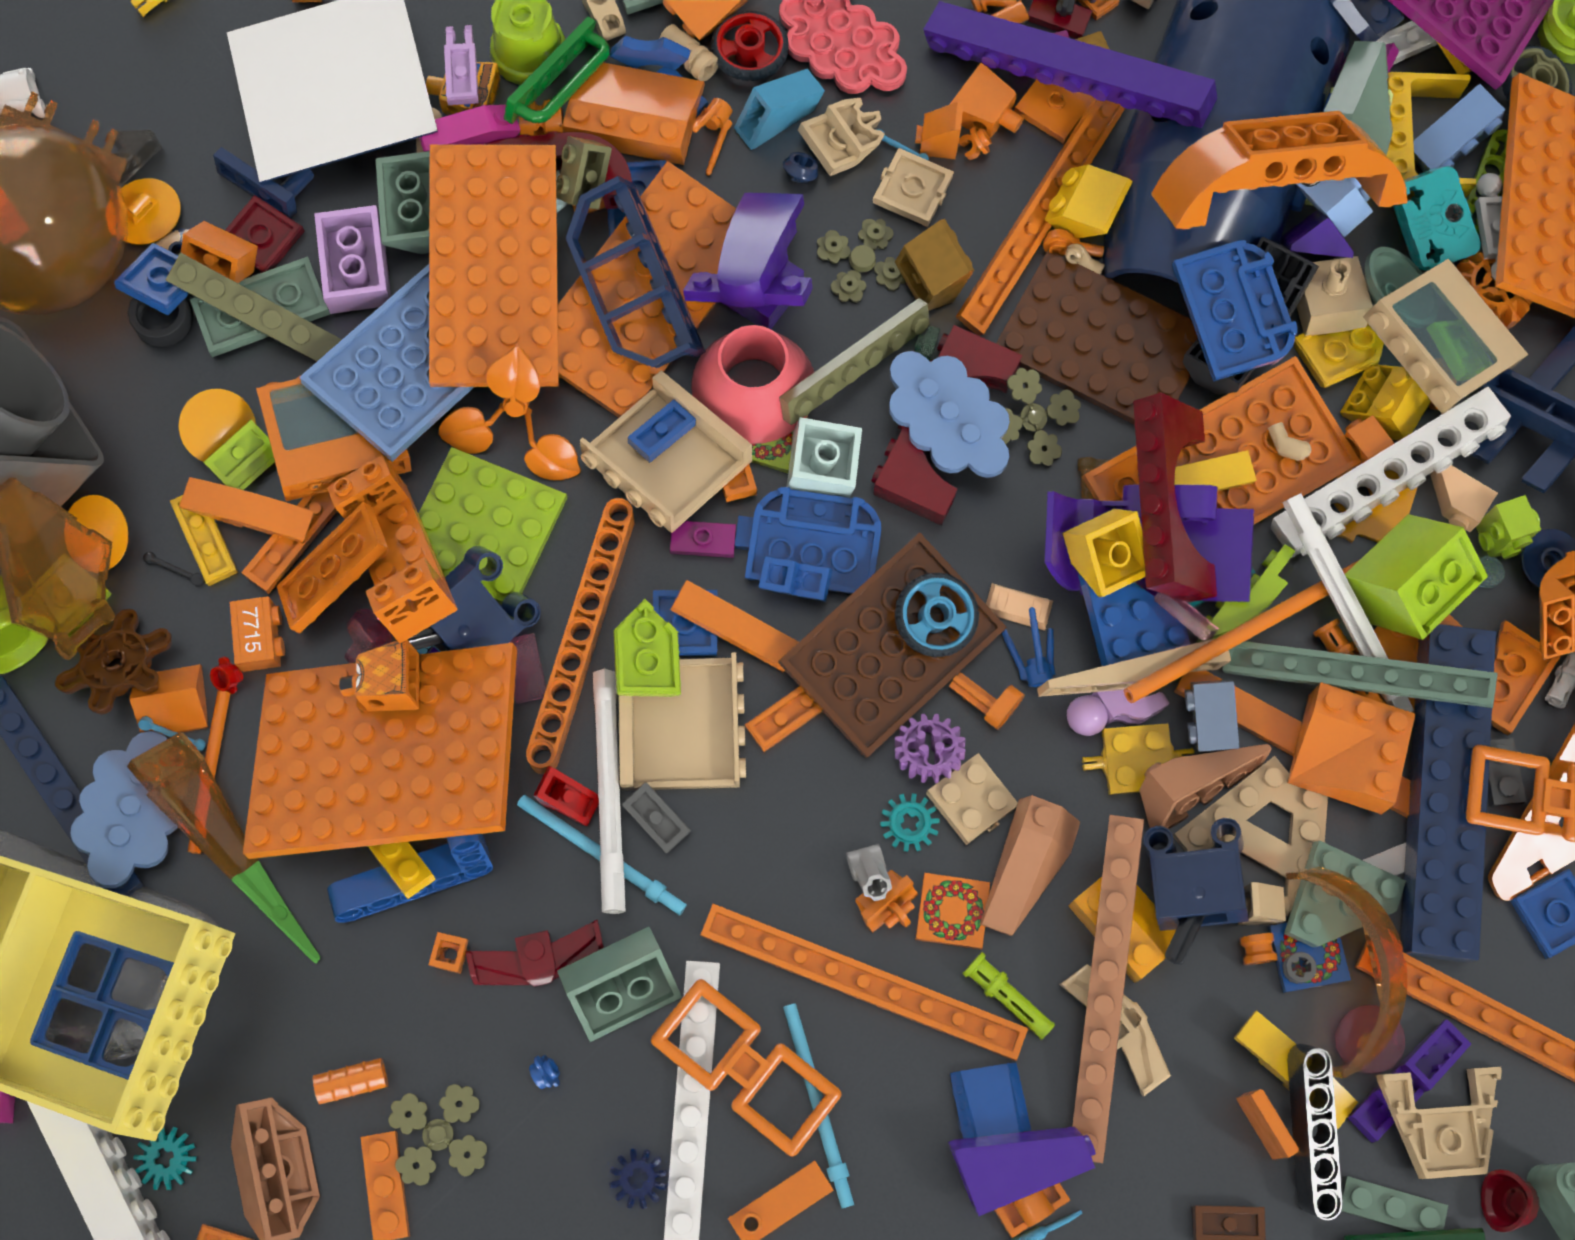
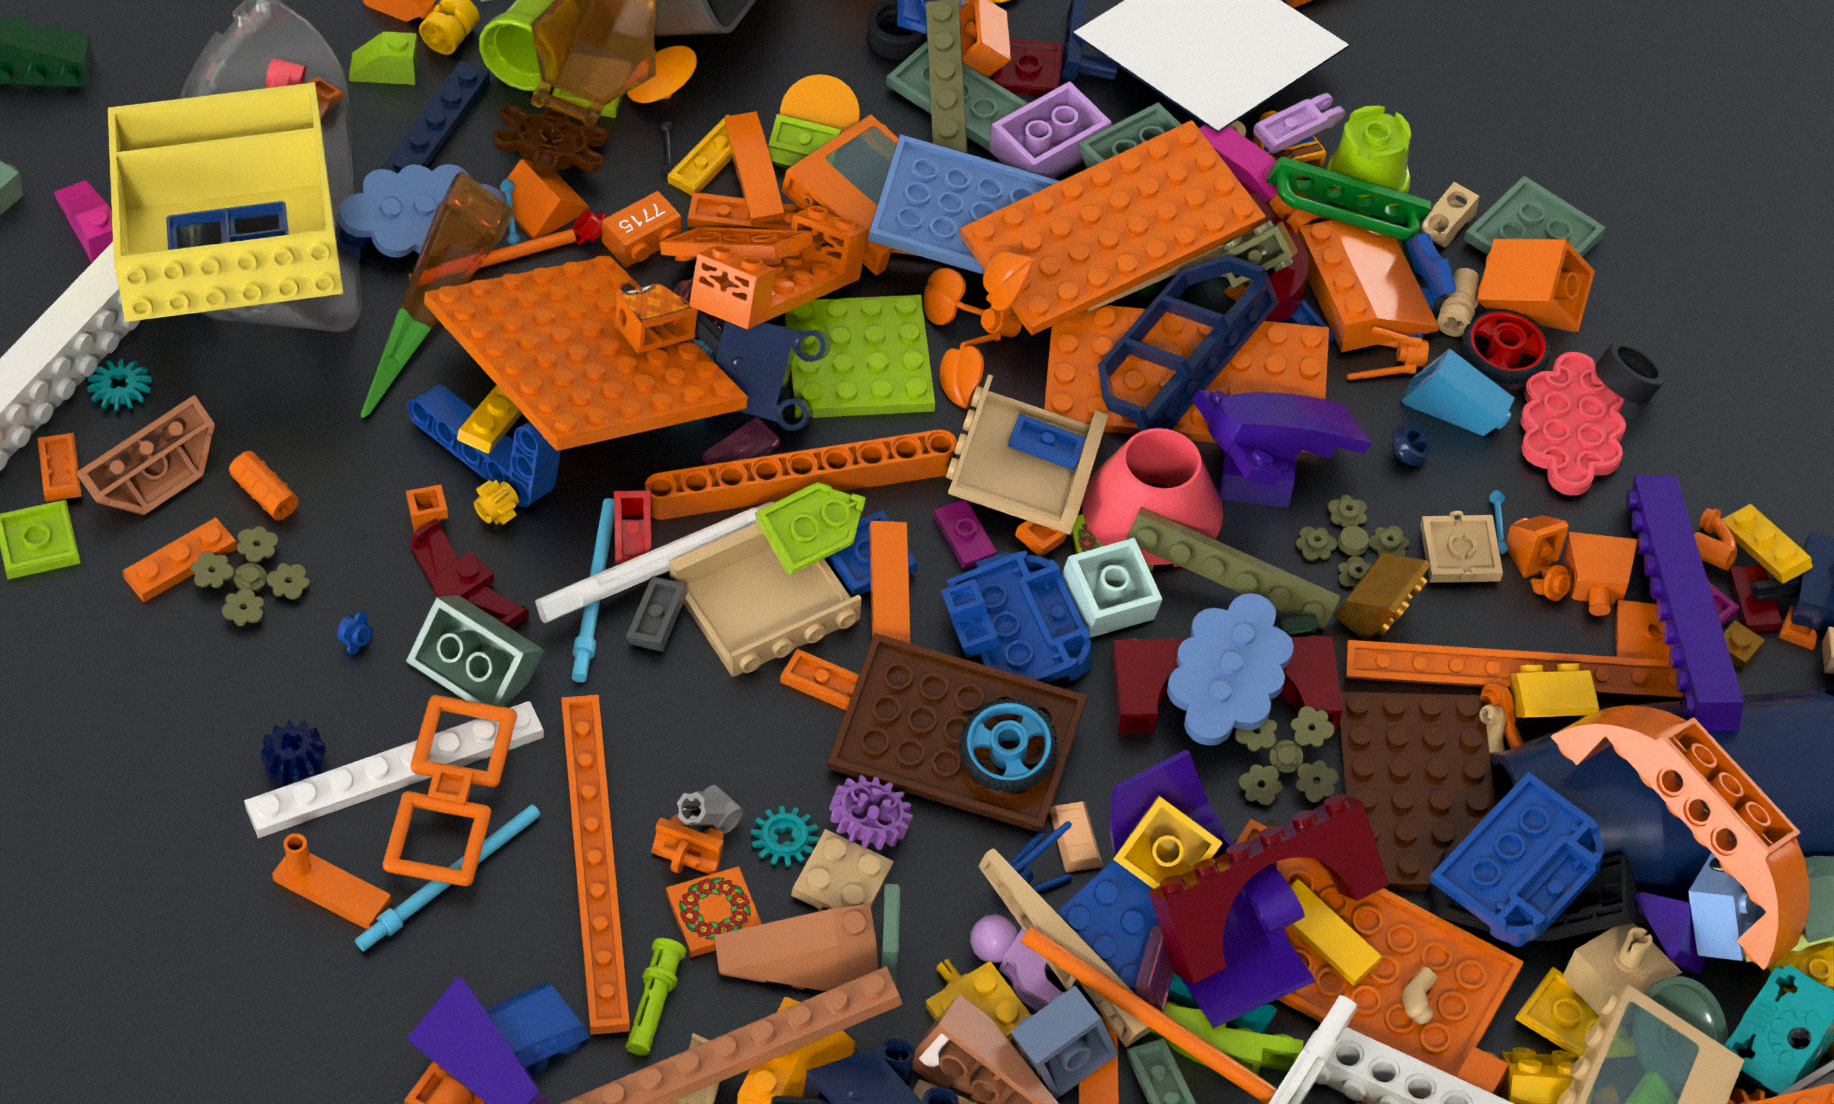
camera: 60 degrees right, 20 degrees down
(477, 893) = (496, 502): none -> yellow gear
(842, 135) = (1471, 465): tan plate -> none
(996, 710) = (950, 858): orange piece -> none
(1054, 790) = (890, 929): none -> sand green tile

